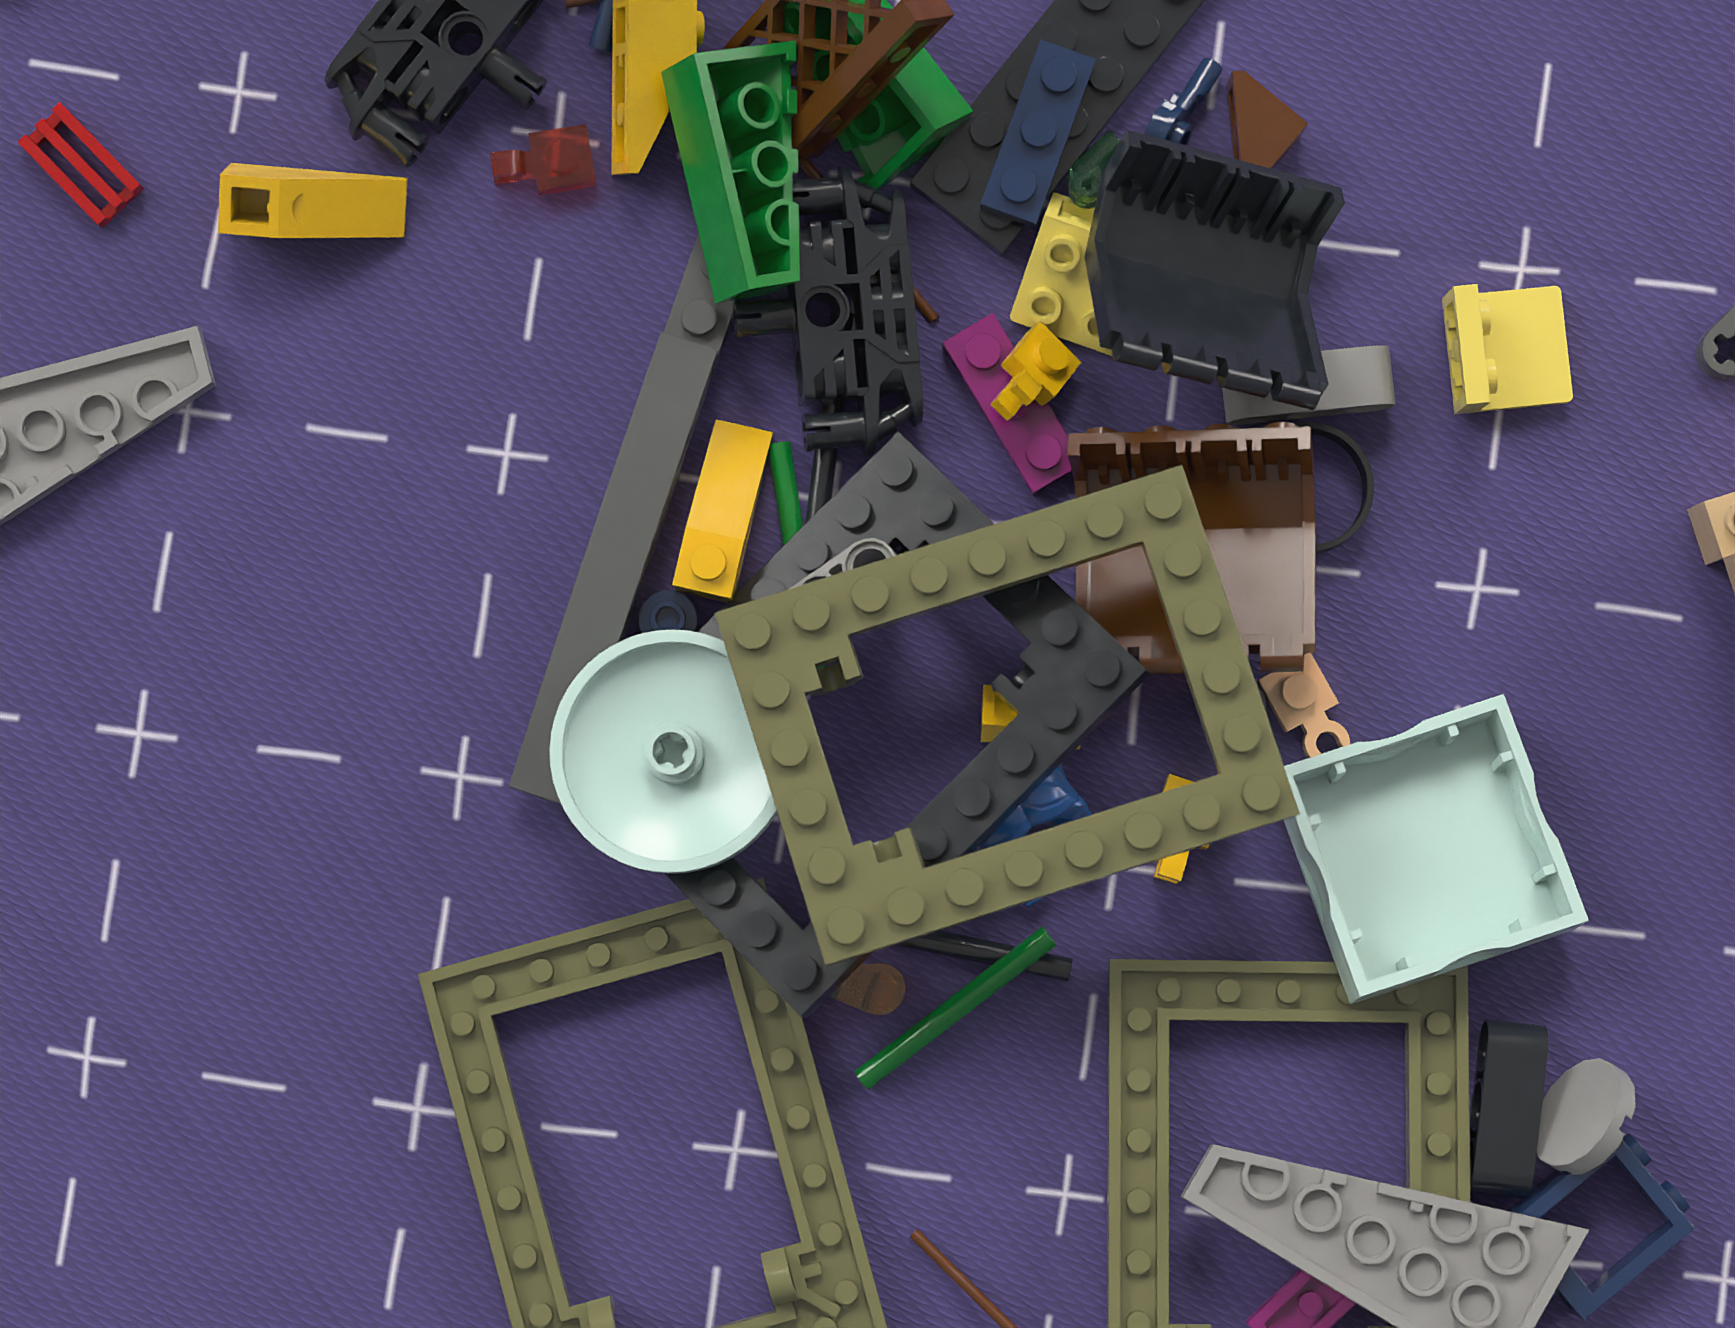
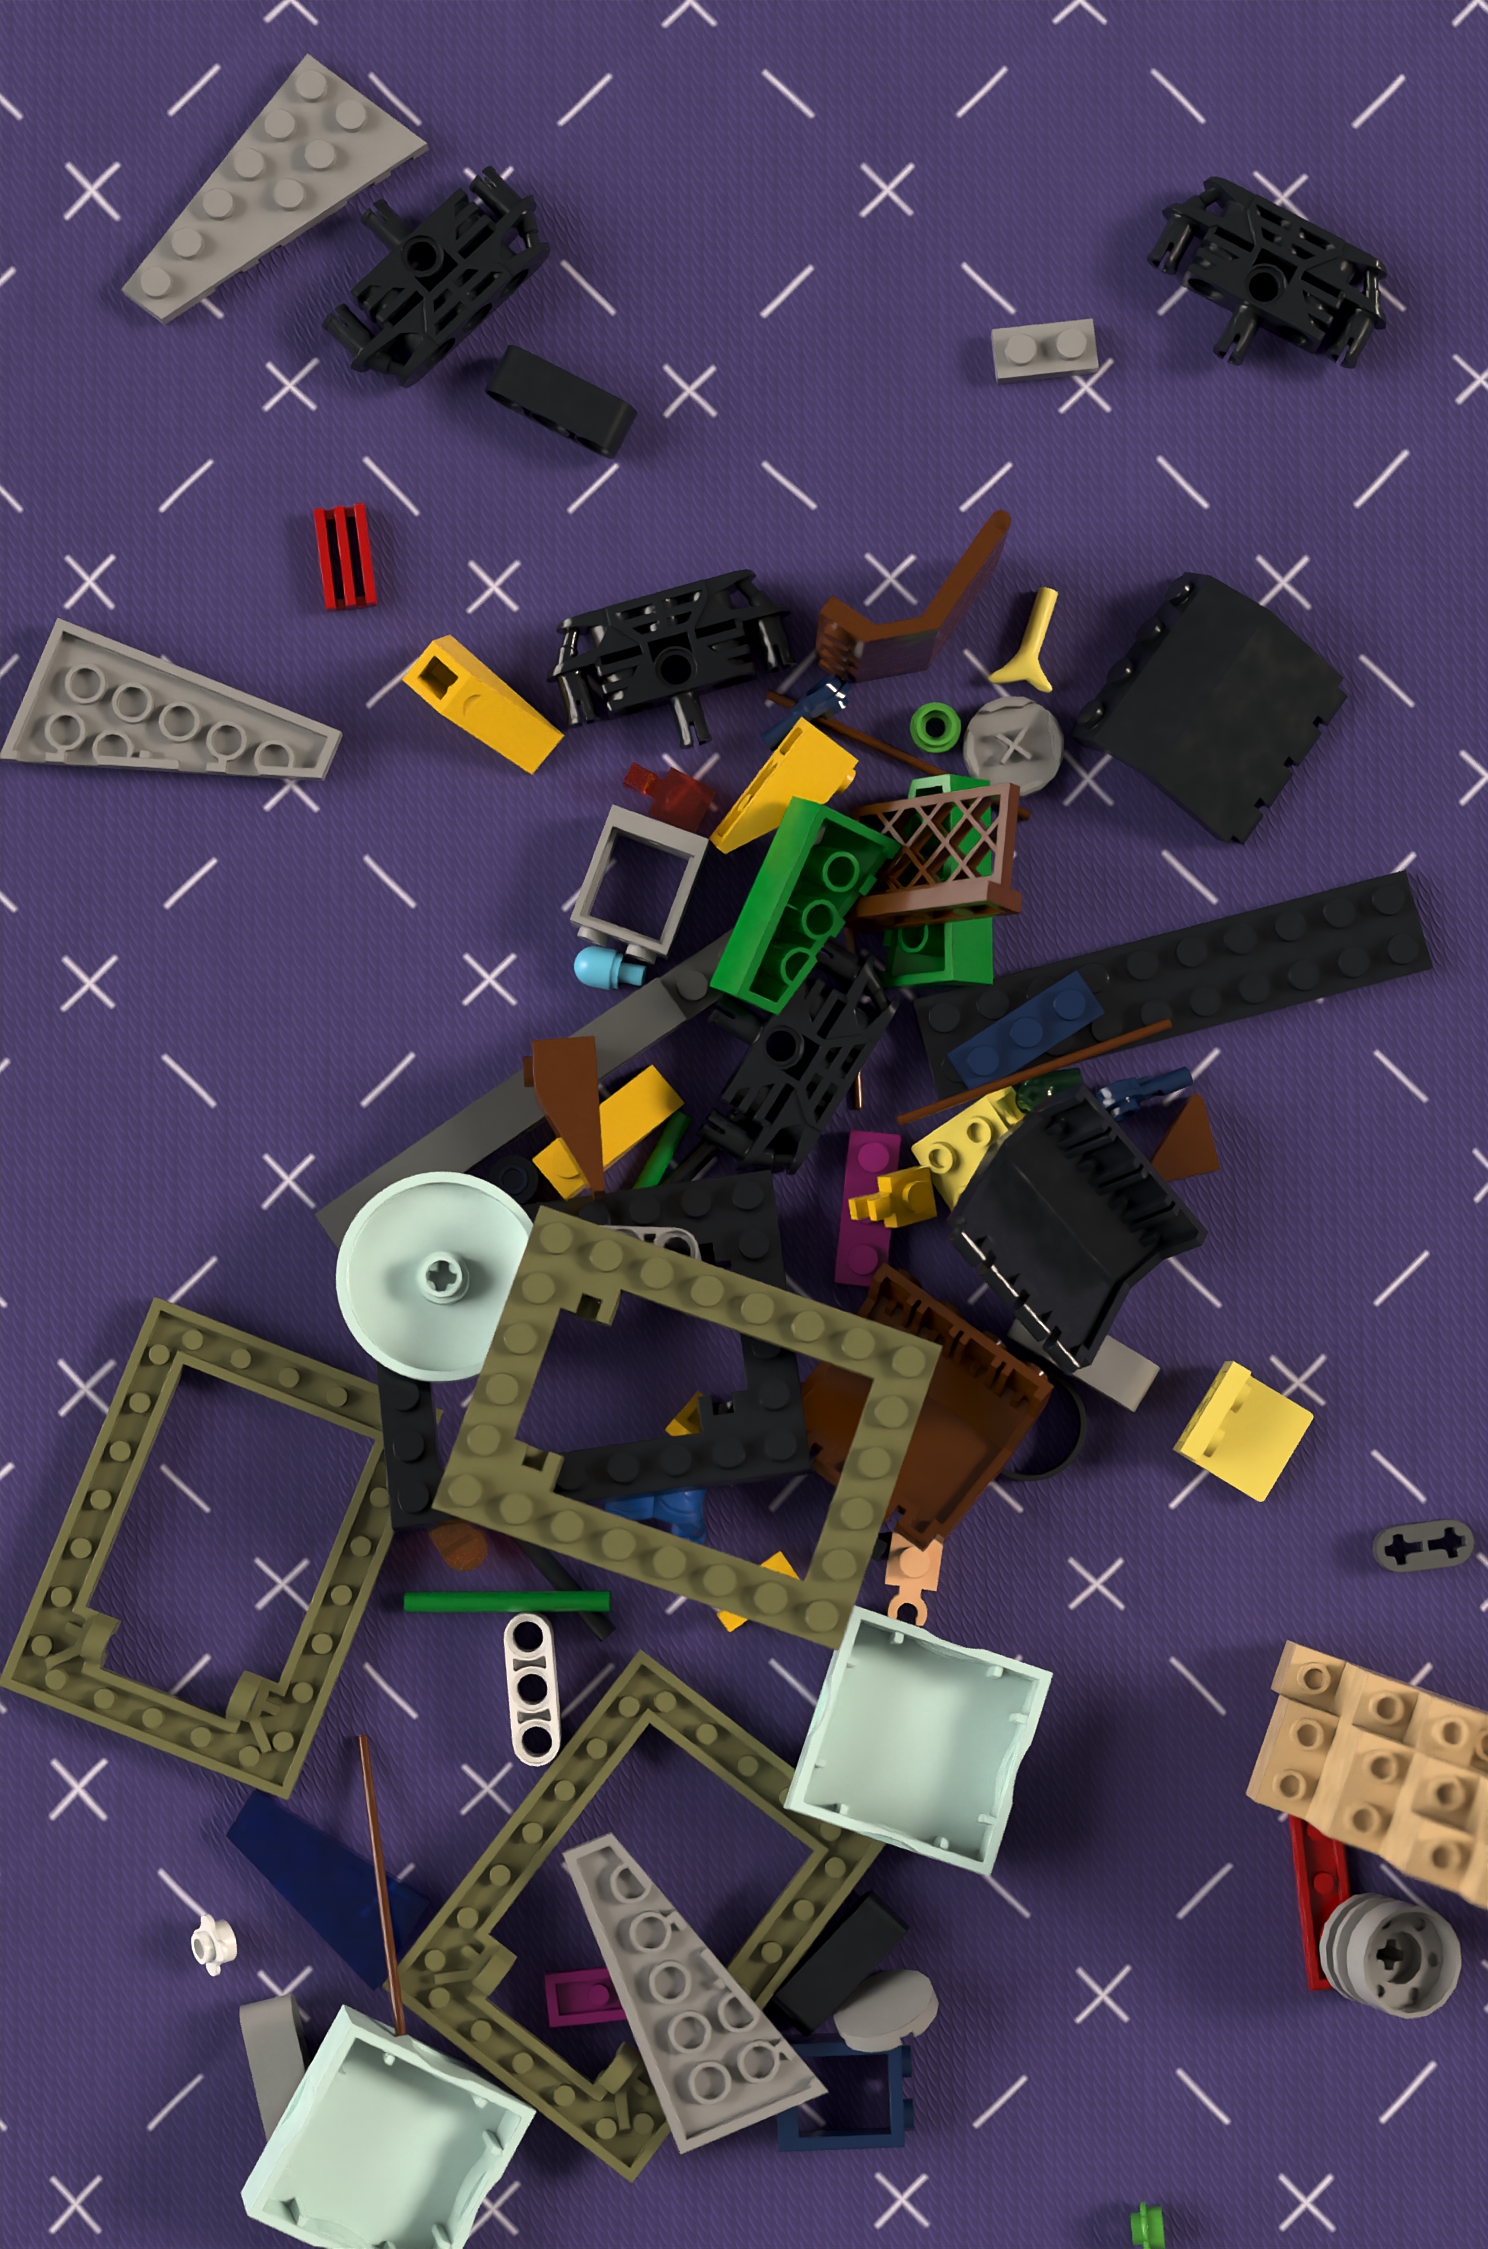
camera: 35 degrees right, 0 degrees up
(561, 206) = (655, 835): none -> light grey window
(608, 362) = (607, 968): none -> medium azure cylinder
(667, 501) = (569, 1098): none -> reddish brown slope
(1063, 1085) = (528, 1713): none -> white beam
(1071, 162) = (1033, 1072): none -> reddish brown axle

